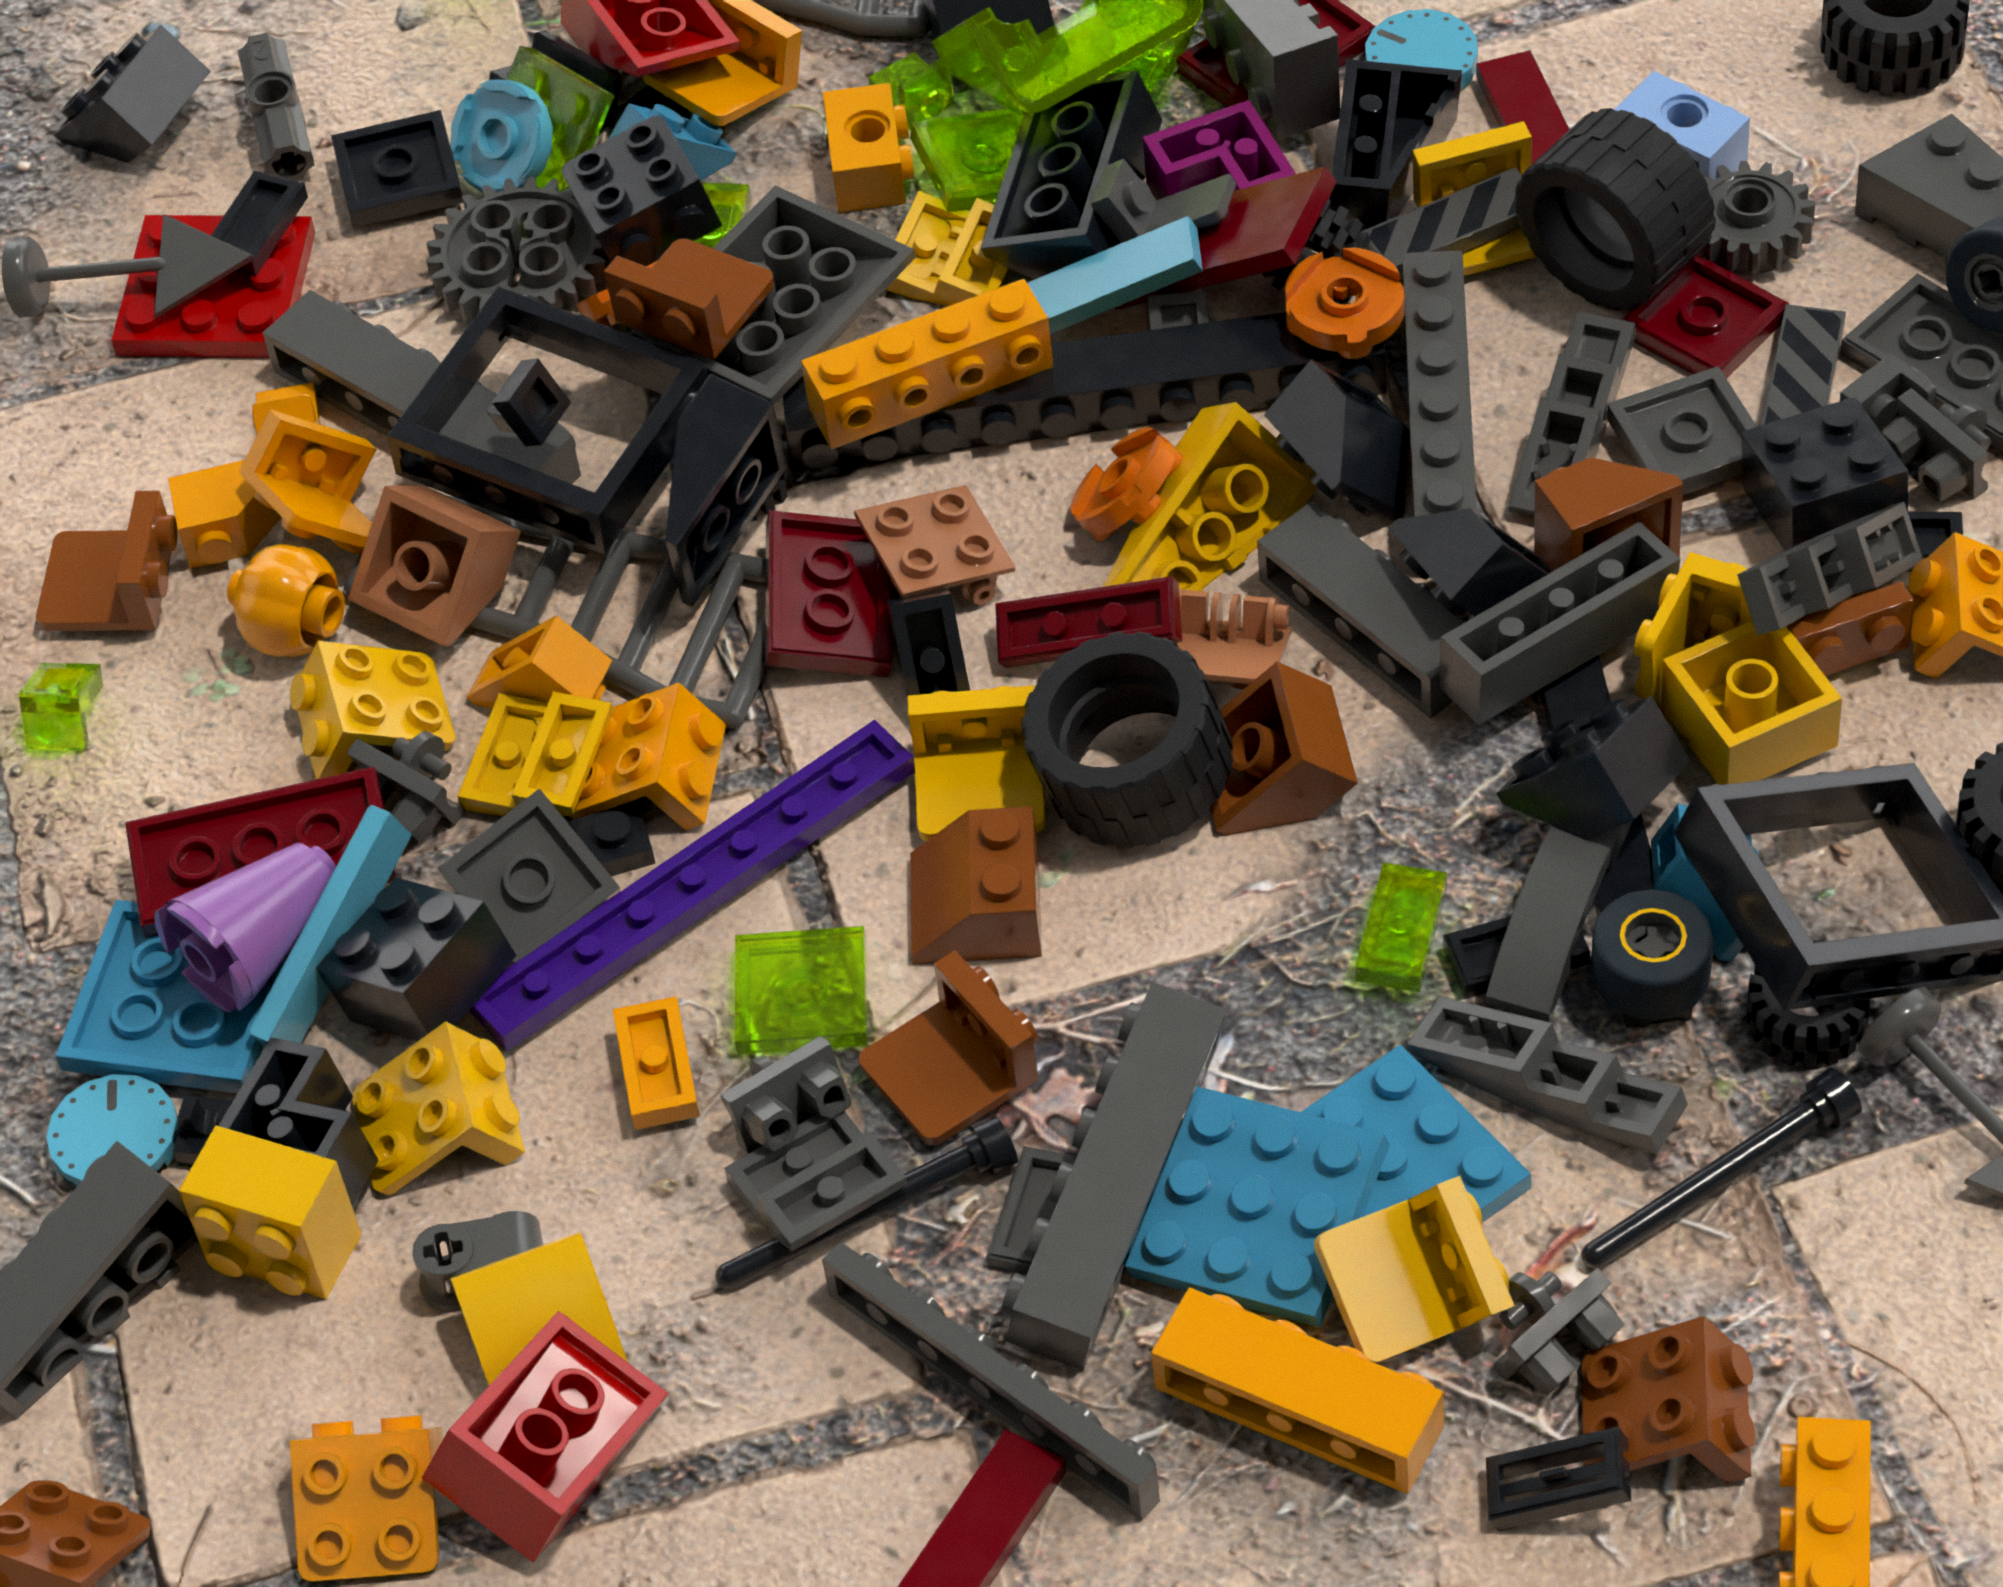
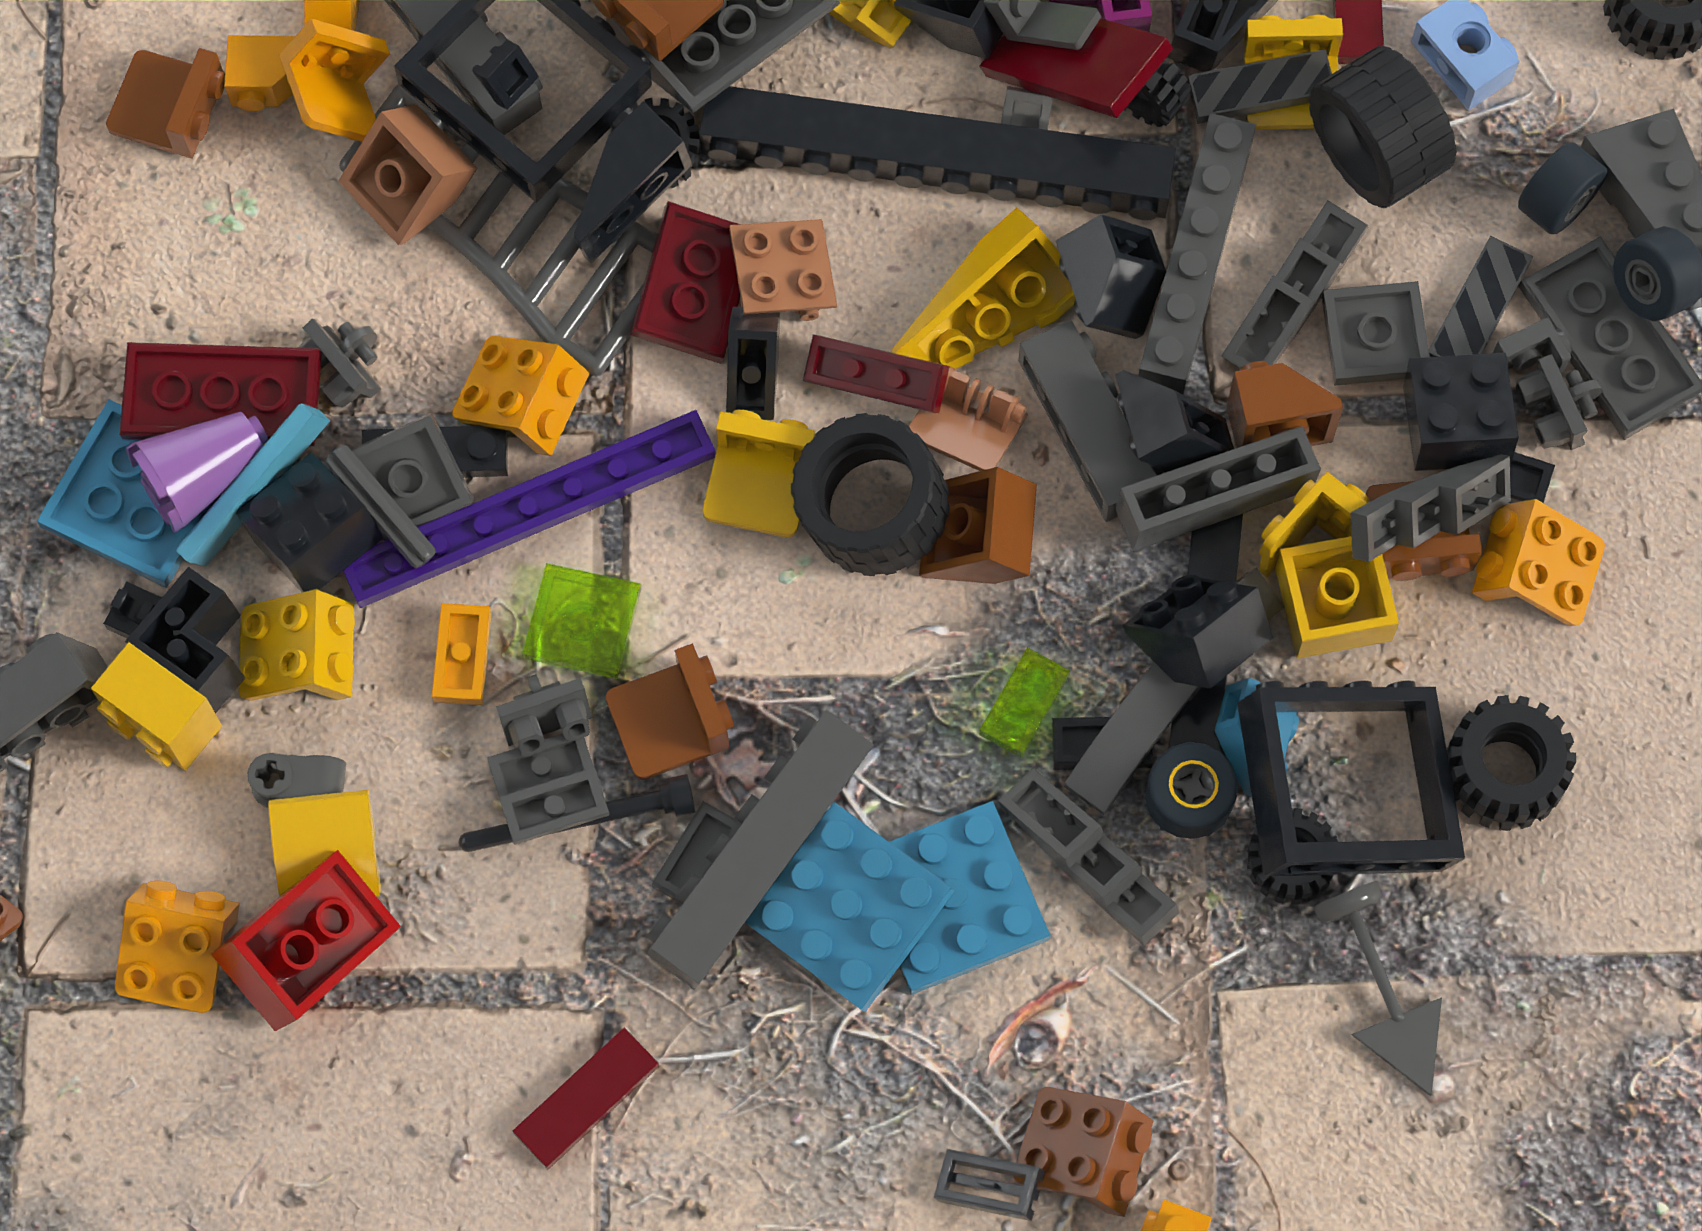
camera: 10 degrees right, 20 degrees up
(56, 704) = (106, 206): clear neon green bracket -> none
(111, 1111) = (65, 592): medium azure tile -> none
(286, 600) = (291, 173): light orange plant -> none
(365, 696) = (332, 280): yellow bracket -> none
(514, 918) = (381, 507): none -> dark grey axle
(533, 748) = (441, 364): yellow slope -> none
(542, 662) = (463, 293): light orange slope -> none
(927, 363) = (818, 115): light orange brick -> none
(978, 888) = (730, 578): dark orange slope -> none
(1008, 1391) = (638, 1001): dark grey plate -> none
(1119, 274) = (966, 67): medium azure tile -> none
(1127, 485) = (939, 257): orange plate -> none
(1299, 1389) = (832, 1062): light orange brick -> none
(1344, 327) = (1145, 173): orange plate -> none
(1413, 1271) = (938, 998): yellow bracket -> none
(1581, 1311) = (1047, 1055): dark grey hips -> none
(1707, 318) = (1428, 229): dark red tile -> none
(1758, 219) = (1502, 127): dark grey gear -> none
(1827, 1102) = (1275, 941): black piece -> none
(1852, 227) = (1562, 188): none -> black wheel

